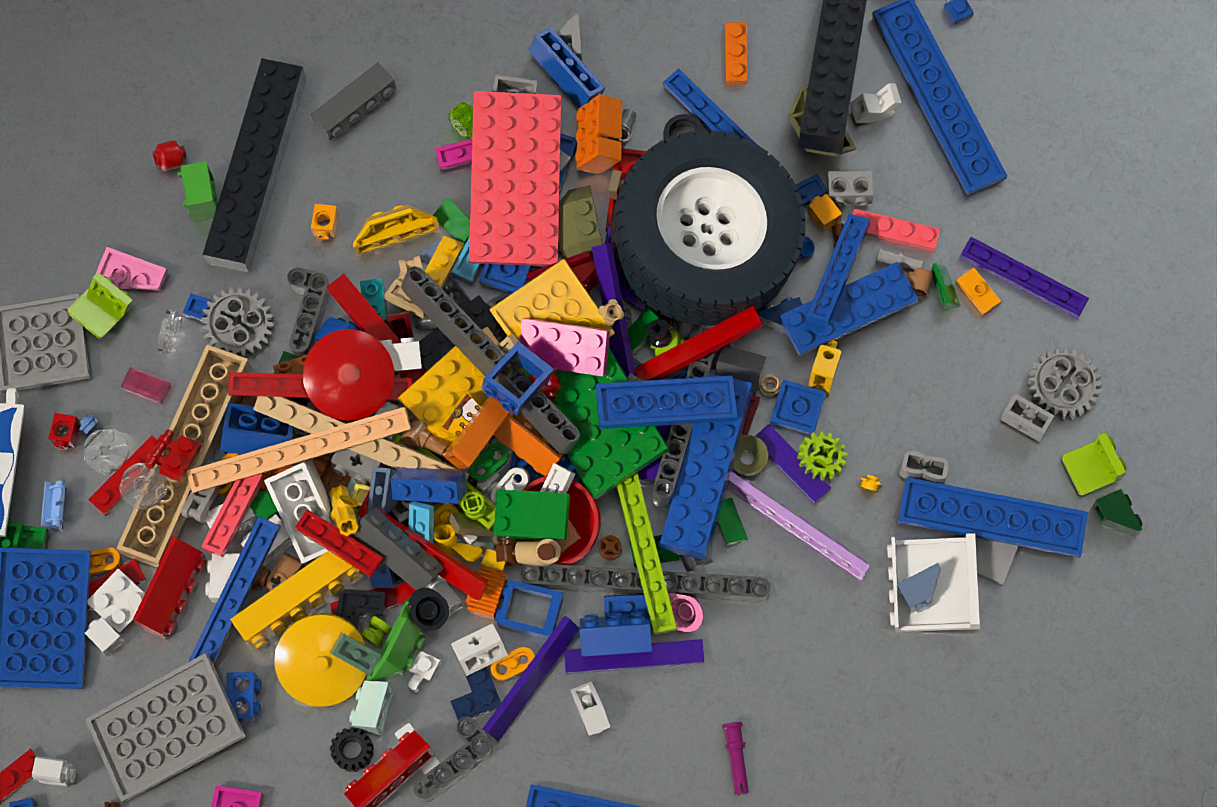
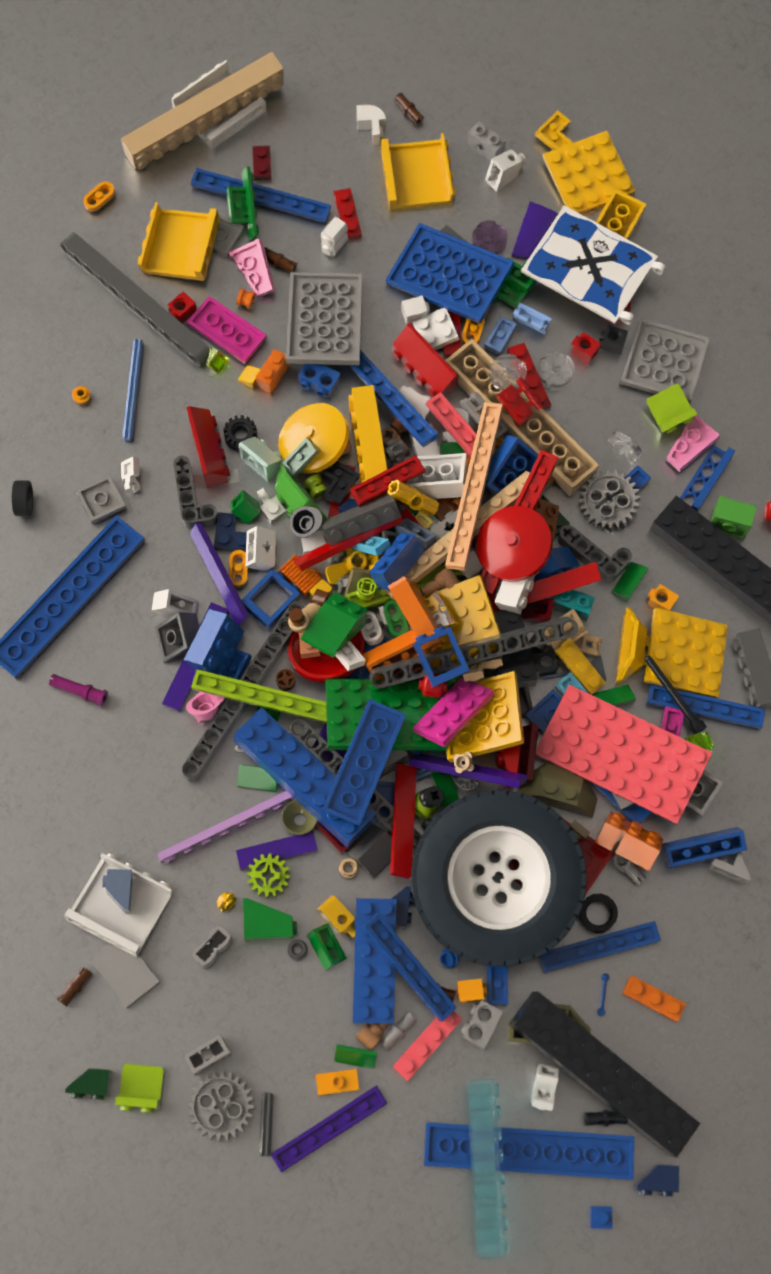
camera: 110 degrees right, 0 degrees up
(36, 398) = (613, 332): none -> black brick
(88, 424) = (582, 365): medium blue plate -> none
(91, 529) = (500, 335): none -> medium blue plate
(145, 386) = (593, 418): clear pink plate -> none
(162, 232) = (716, 473): none -> blue fence
(259, 753) = (272, 371): none -> orange brick
(275, 778) = (248, 376): none -> yellow slope
(295, 560) = (395, 450): none -> dark grey gear
(320, 261) = (629, 580): none -> green slope
(372, 173) = (687, 652): none -> yellow plate
(419, 132) = (709, 707): none -> blue plate
(437, 695) = (245, 507): none -> green panel
(443, 131) = (695, 724): none -> black piece
(623, 684) = (176, 634): none -> dark grey slope
(774, 94) = (601, 1011): none -> blue hinge
(798, 407) = (318, 879): blue plate -> none
(858, 367) = (326, 946): none -> green slope
(870, 433) = (266, 923): none -> green slope
(871, 45) = (603, 1118): none -> black pin
(877, 385) = (295, 943): none -> dark grey plate
(980, 114) = (485, 1169): none -> clear light blue brick
(993, 517) = (143, 980): blue plate -> none
(1037, 583) = (74, 986): none -> reddish brown pin
(1055, 335) = (266, 1124): none -> dark grey axle

